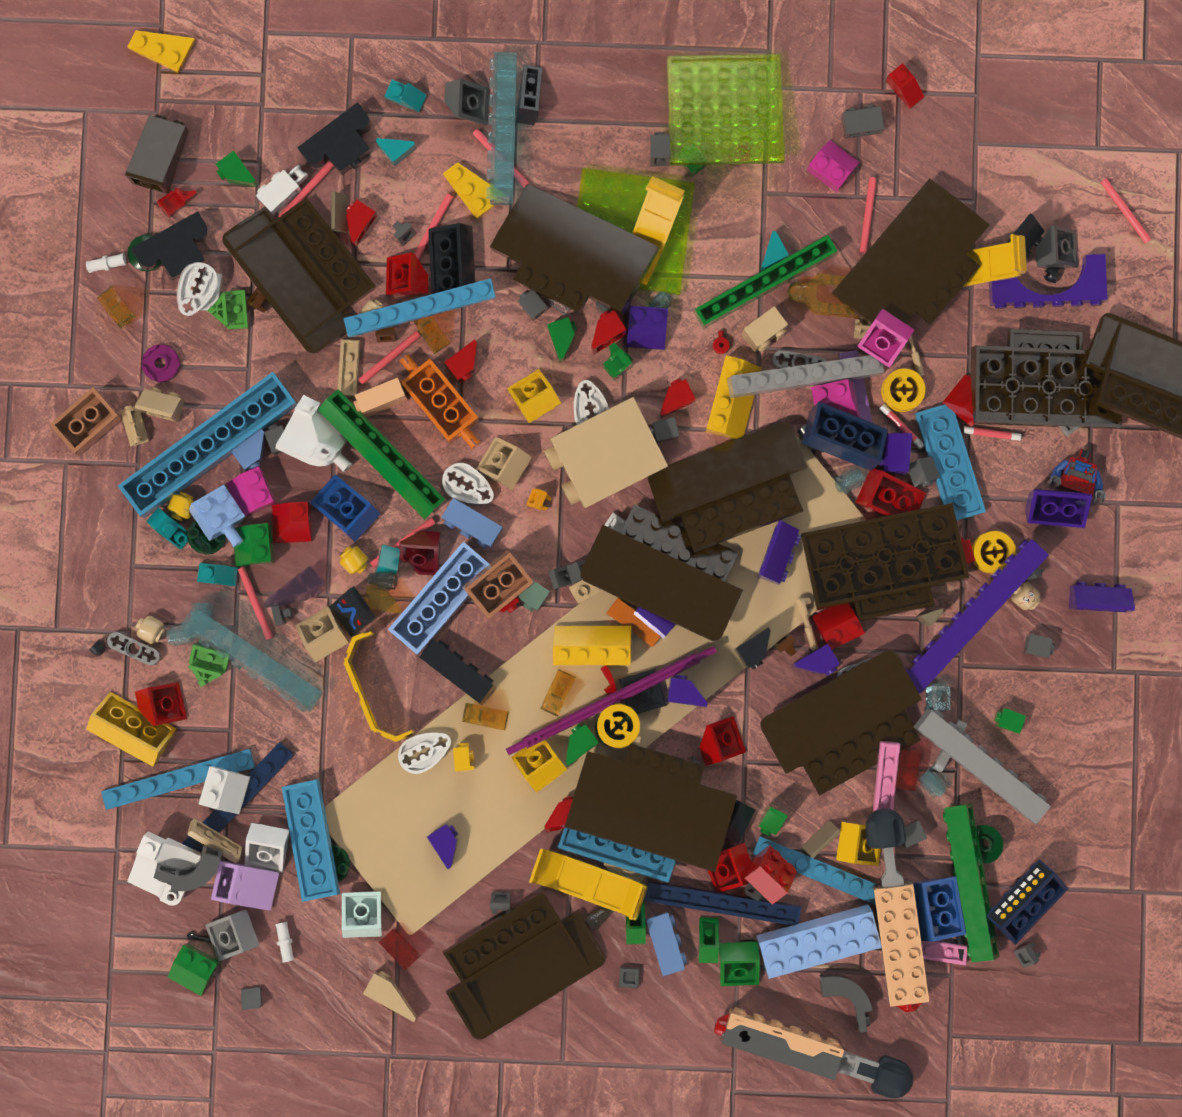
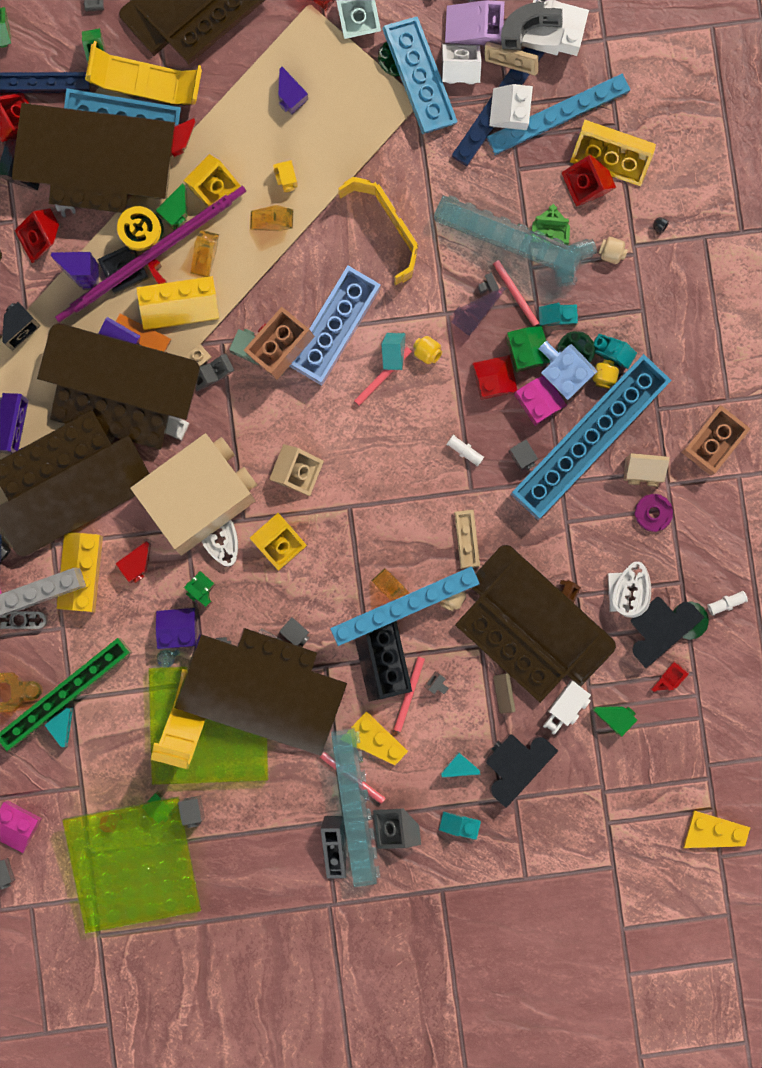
camera: 155 degrees right, 0 degrees up
(116, 307) = (708, 559): clear yellow slope -> none
(123, 638) = (610, 232): light grey beam -> none
(134, 426) = (667, 445): tan hinge -> none
(157, 154) = (697, 722): slope -> none
(231, 310) = (593, 576): bright green slope -> none
(251, 451) = (547, 438): medium blue slope -> none
(309, 187) = (541, 712): coral bar -> none
(311, 435) = (488, 463): white slope -> none
(321, 634) = (446, 273): tan slope -> none
(345, 508) = (445, 399): blue slope -> none
(352, 611) = (418, 298): black tile -> none
(359, 220) = (483, 688): red slope -> none
(380, 398) = (429, 511): light nougat brick -> none
(381, 454) = (418, 455): green brick -> none
(381, 600) = (394, 316): clear yellow slope -> none
(384, 580) = (393, 332): clear smoke cone -> none
(386, 335) = (434, 577): reddish brown tile -> none
(389, 357) = (428, 556): coral bar -> none
(406, 276) = (426, 639): red slope -> none
(422, 552) = (361, 369): dark red slope -> none
(425, 762) = (322, 167): white piece -> none
(439, 401) = (370, 519): orange brick -> none
(458, 672) = (306, 257): black brick -> none
(459, 492) = (327, 453): white piece -> none
(463, 362) = (353, 562): red slope -> none
(471, 523) = (317, 404): medium blue brick -> none
(500, 901) = (227, 49): dark grey tile -> none
(537, 499) = (257, 439): light orange tile -> none
(562, 336) = (259, 605): green slope -> none
(597, 917) = (132, 49): clear smoke cone -> none
(608, 330) = (214, 616): red slope -> none
(665, 430) = (142, 528): dark grey brick -> none
(666, 943) = (62, 36): medium blue brick -> none
(708, 940) = (22, 46): green slope -> none
(721, 340) = (101, 630): red piece -> none
(764, 330) = (56, 644): tan brick -> none

